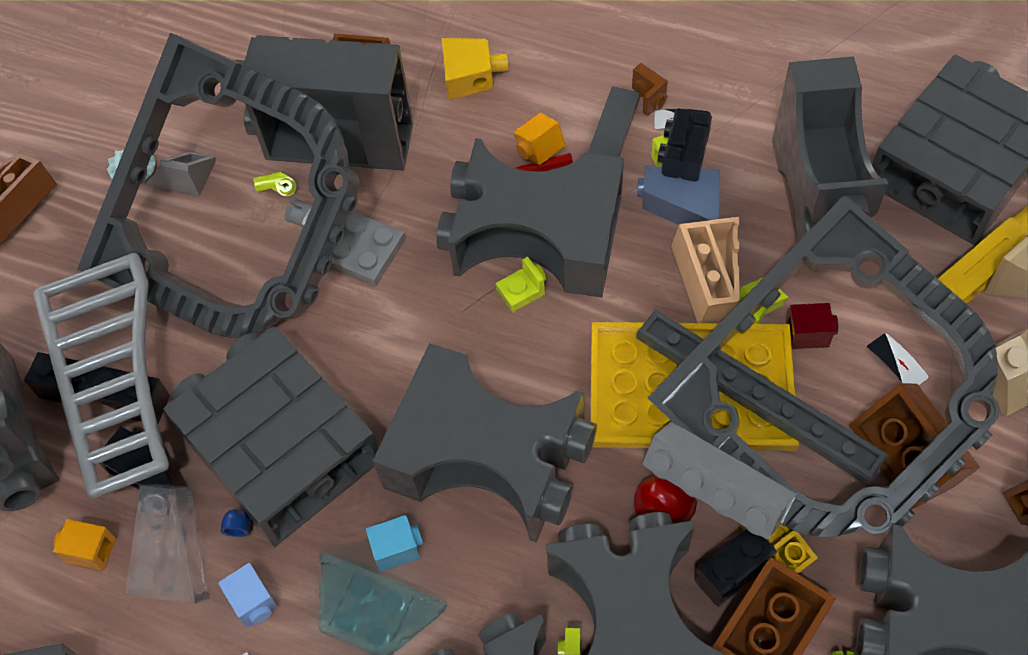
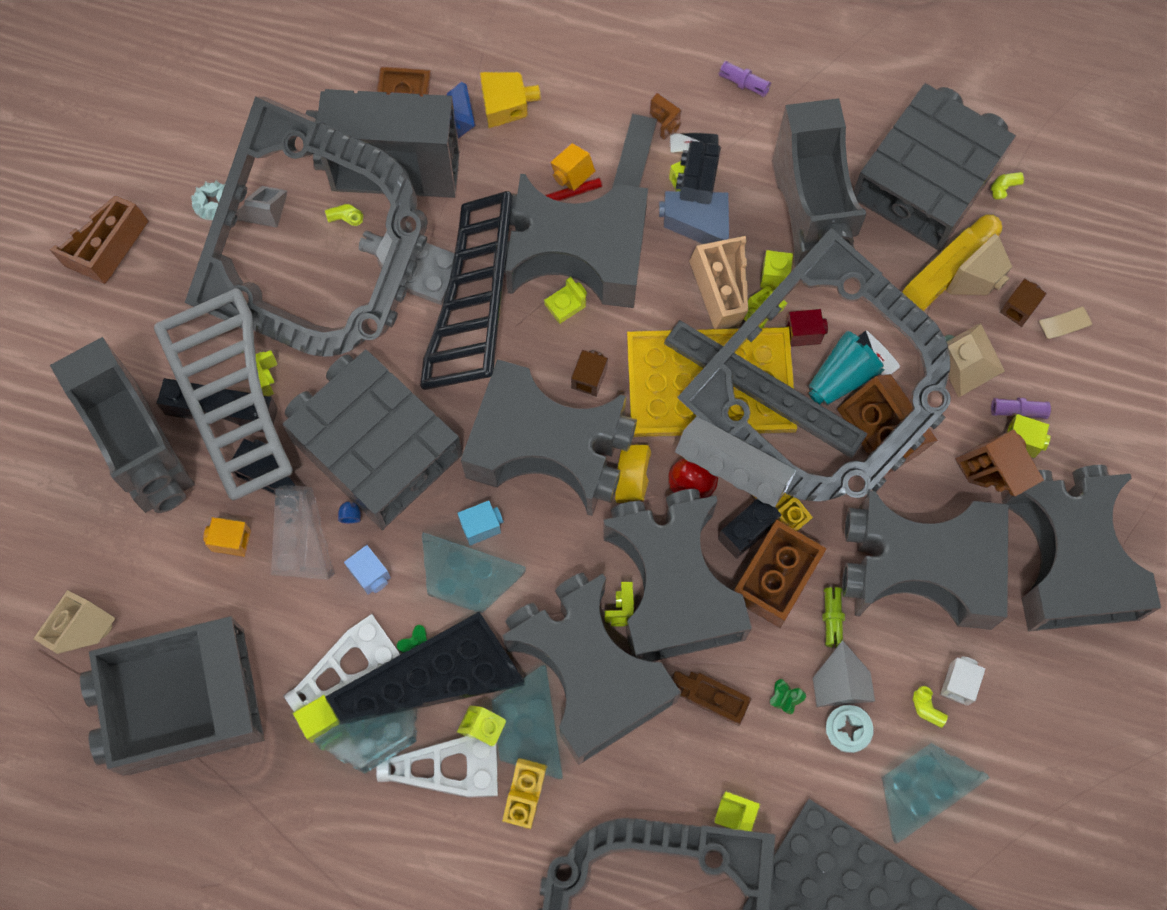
camera: 10 degrees left, 10 degrees up
(156, 344) = (265, 361): none -> neon yellow bracket
(386, 282) = (451, 304): none -> black bar
(417, 78) = (462, 108): none -> blue bracket
(543, 368) = (589, 372): none -> reddish brown brick
(589, 488) = (633, 476): none -> yellow slope
(742, 53) = (745, 79): none -> medium lavender pin
(771, 252) = (775, 268): none -> neon yellow brick
(860, 376) = (844, 370): none -> teal cone

